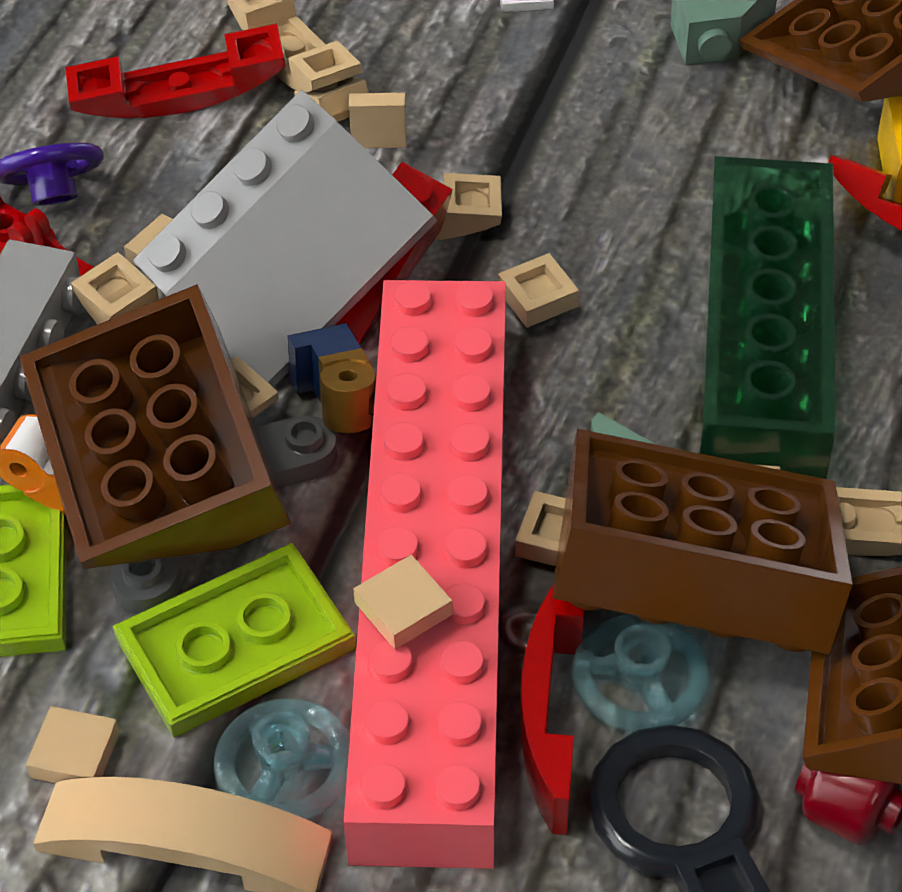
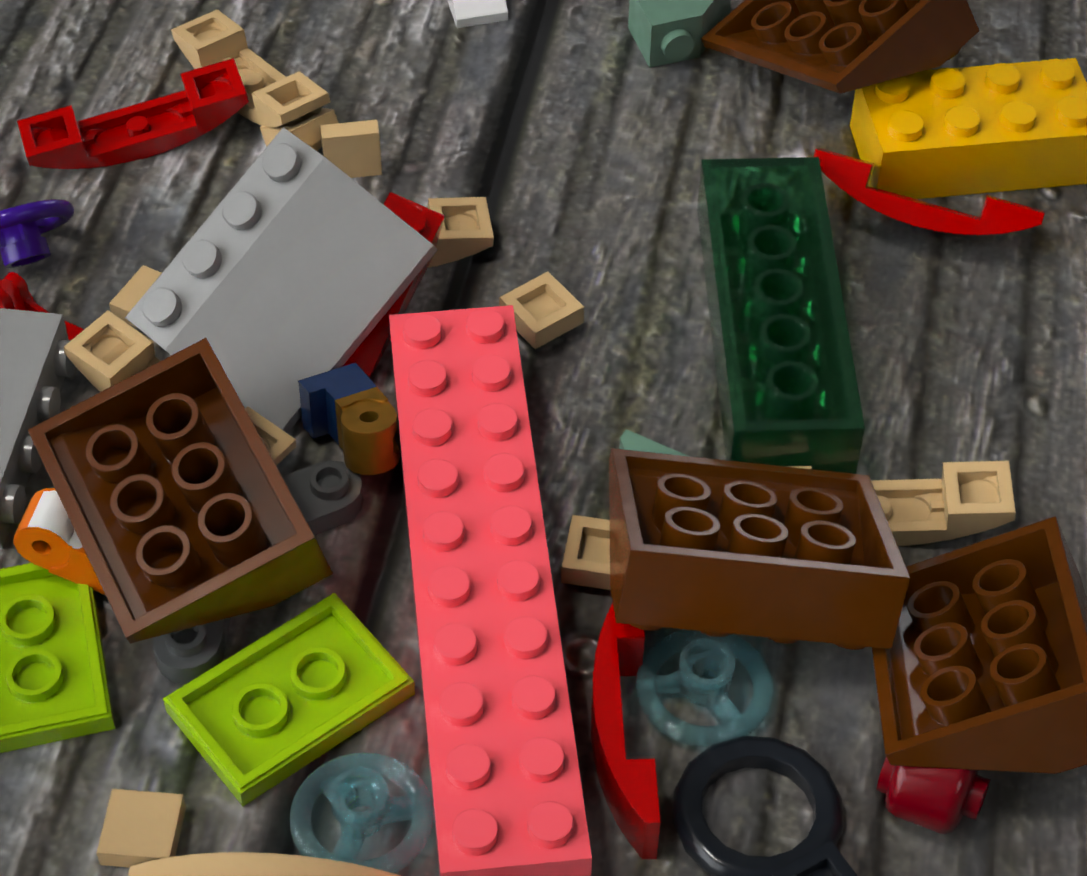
camera: 10 degrees left, 0 degrees up
(403, 601) = (466, 642): tan tile -> none

